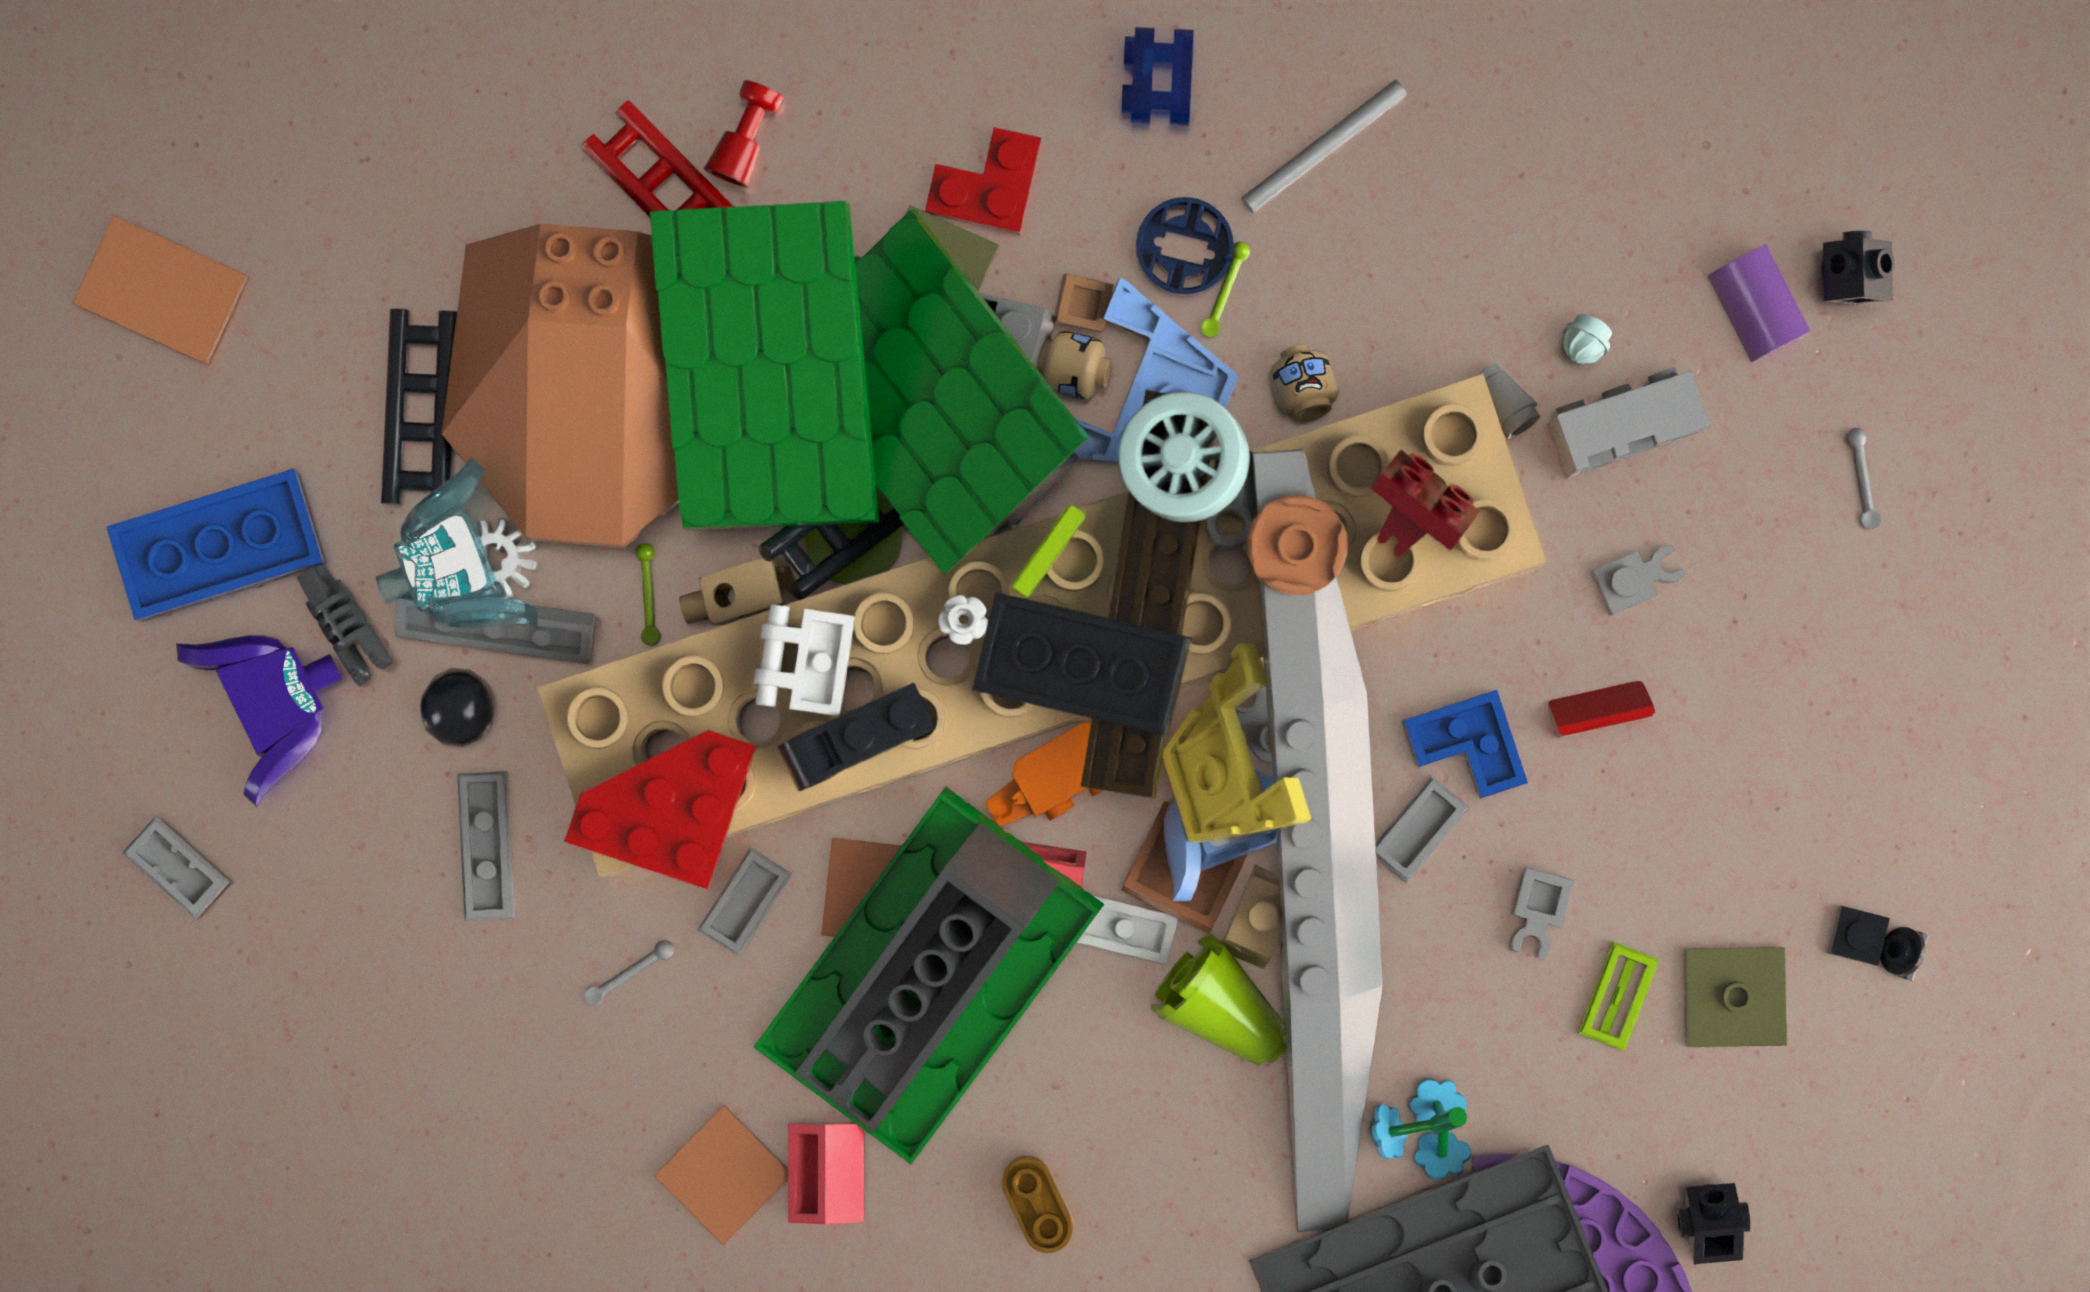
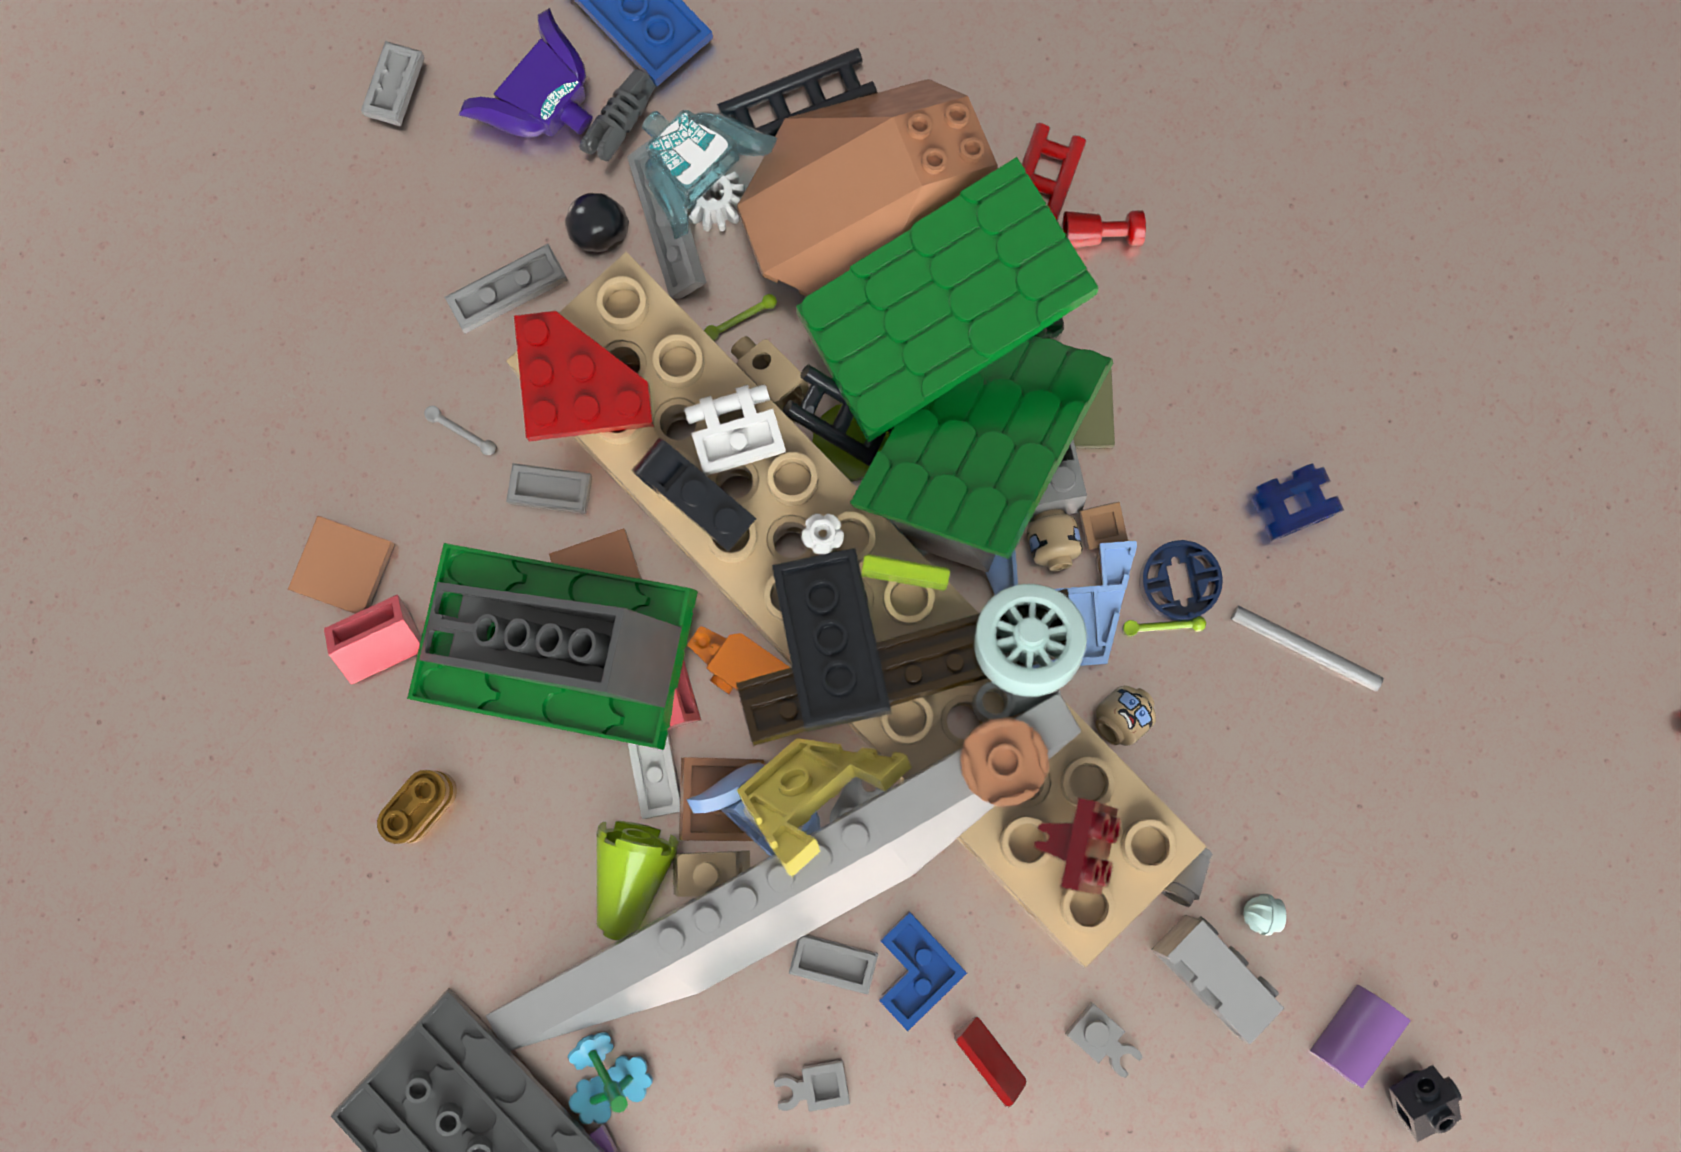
camera: 65 degrees right, 5 degrees down
(992, 198) = (1147, 427): red plate -> none

